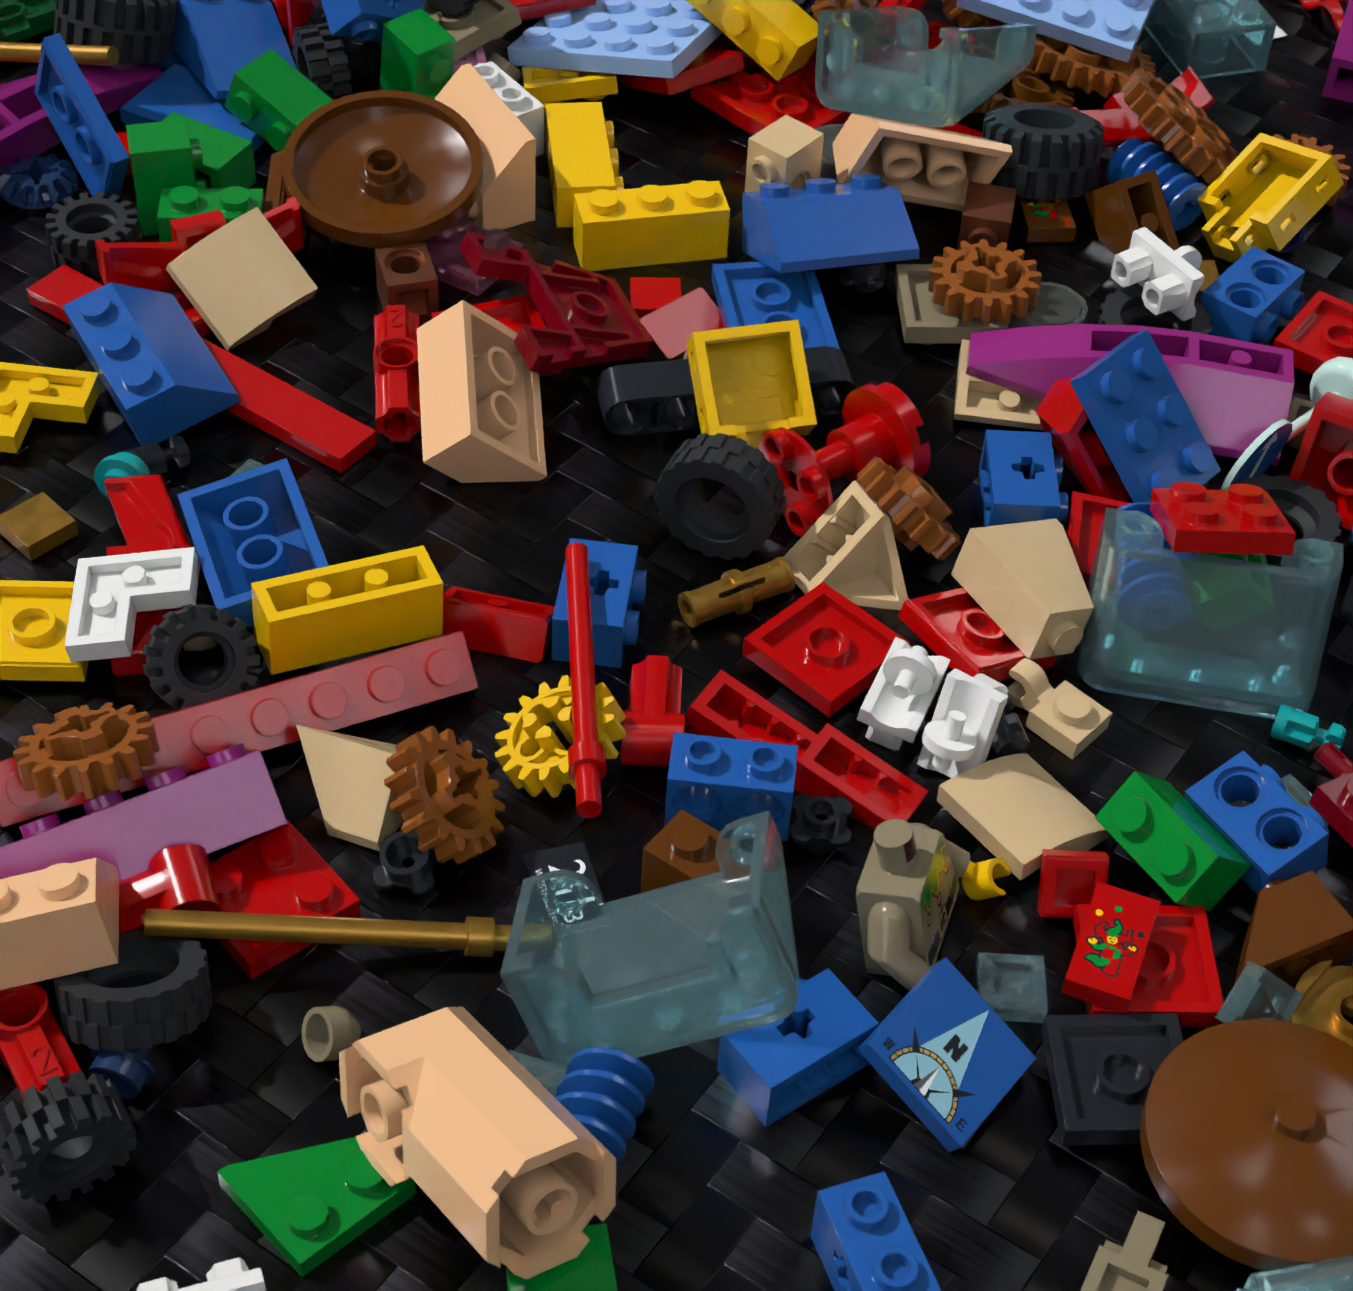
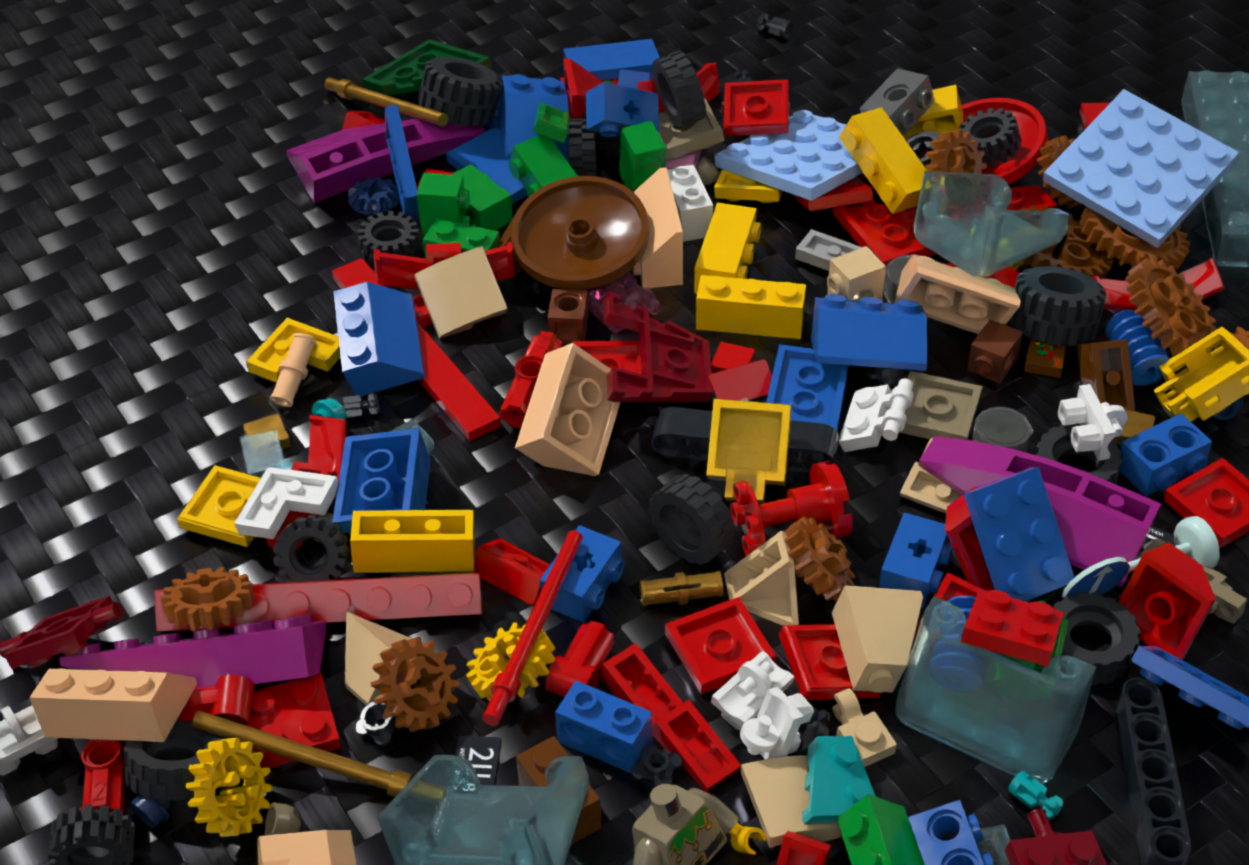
camera: 25 degrees right, 0 degrees up
(40, 427) = (293, 370): none -> light nougat pin
(46, 546) = (262, 451): none -> clear light blue tile
(253, 1033) = (235, 807): none -> yellow gear
(272, 35) = (551, 122): none -> green tile
(712, 144) = (820, 248): none -> light grey plate
(868, 326) = (876, 414): none -> white plate
(984, 282) = (959, 400): dark orange gear -> none
(1066, 769) = (834, 779): none -> teal wing

